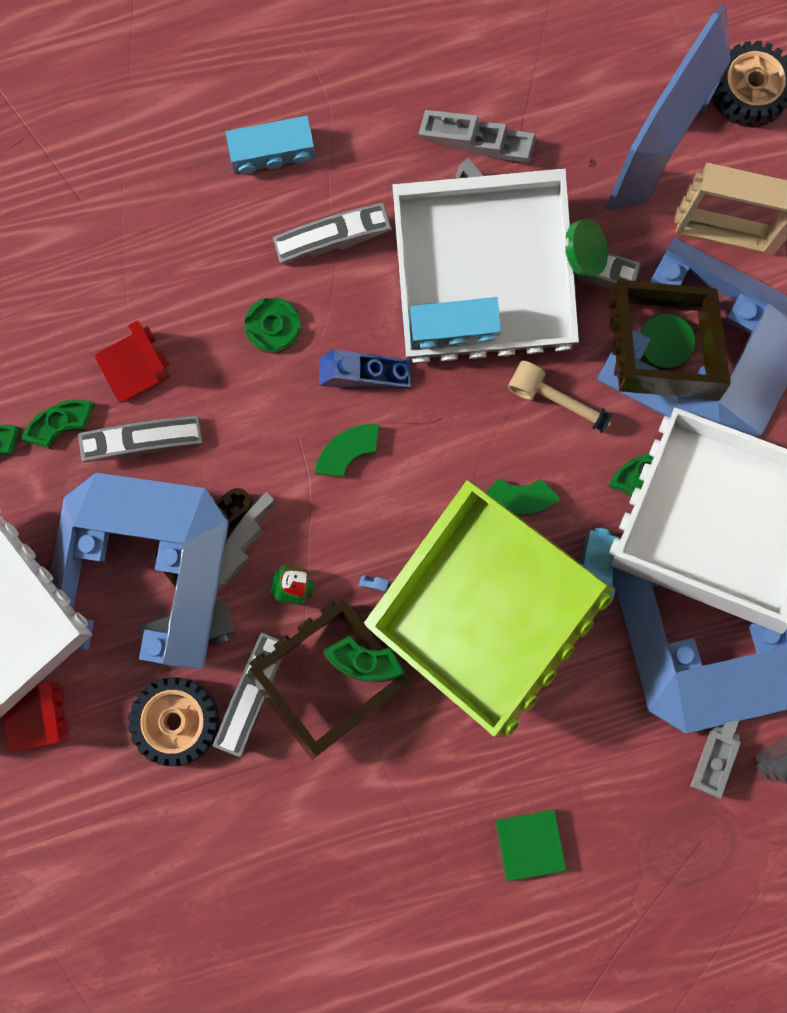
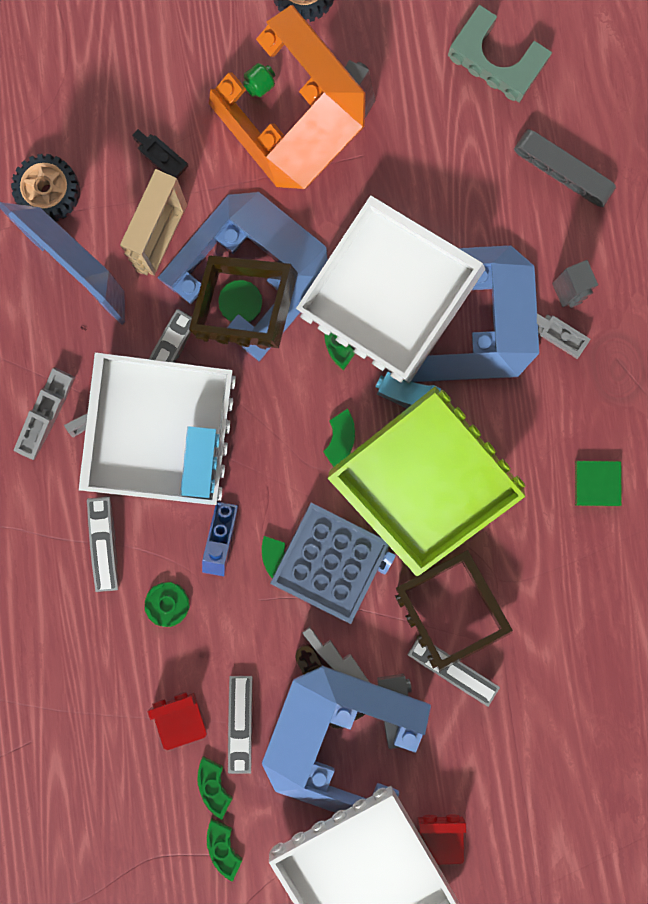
camera: 85 degrees left, 5 degrees up
(150, 718) = (468, 750): wheel -> none
(270, 145) = (18, 580): medium azure brick -> none
(291, 585) = (376, 625): head -> none
(360, 511) = (330, 563): none -> sand blue plate
(363, 663) = (448, 582): green tile -> none
(528, 381) = (251, 413): tan piece -> none
(586, 248) = (160, 348): green tile -> none

